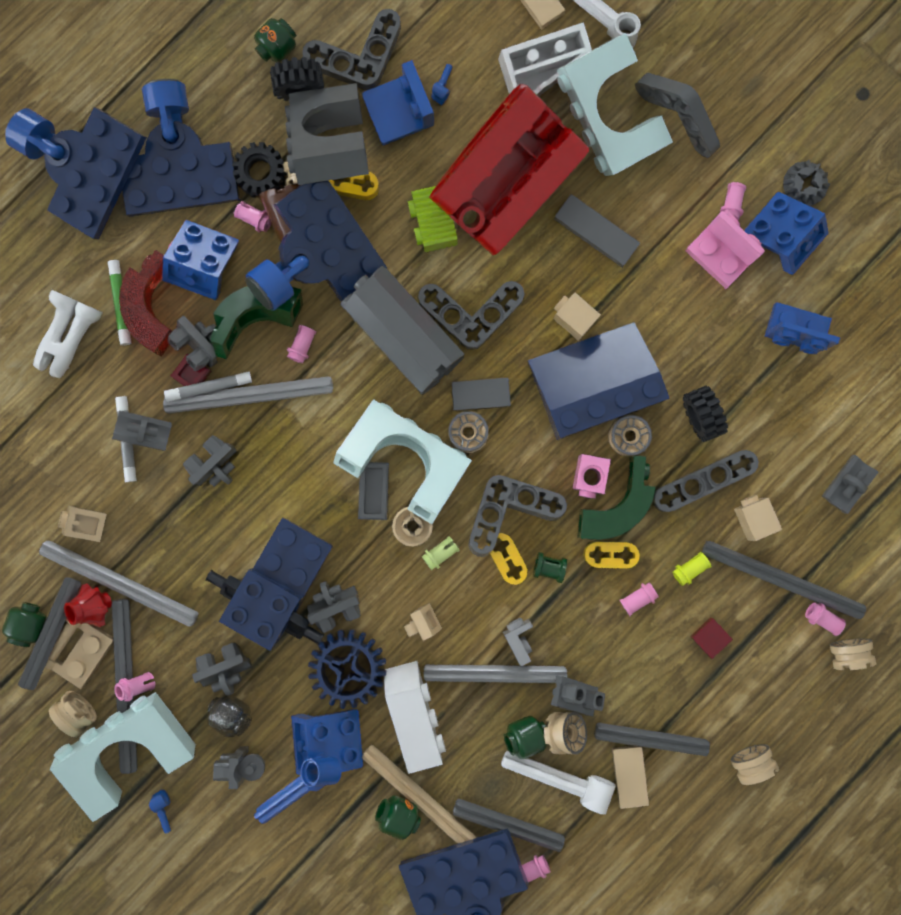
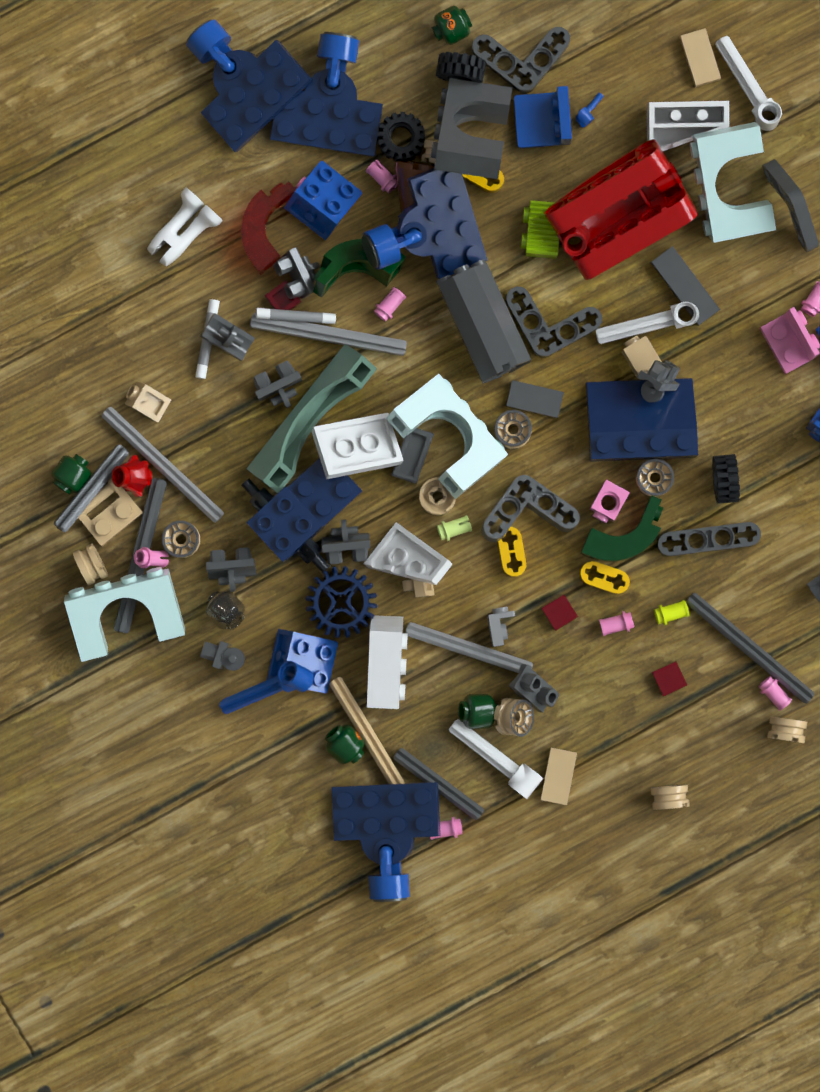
camera: 20 degrees right, 0 degrees up
(116, 281) = (239, 211): bar -> none
(154, 665) = (174, 530): none -> wheel
(157, 804) = (139, 666): blue hand -> none
(236, 534) = (279, 456): none -> sand green arch
(311, 501) = (357, 445): none -> white plate
(402, 600) = (408, 557): none -> white wing
(550, 567) = (546, 571): dark green bush -> none
(572, 280) = (646, 324): none -> white axle
(576, 605) = (559, 612): none -> dark red tile
(603, 333) = (659, 379): none -> dark grey hips
(652, 739) = (588, 750): dark grey axle -> none
(757, 518) = (743, 585): tan brick -> none

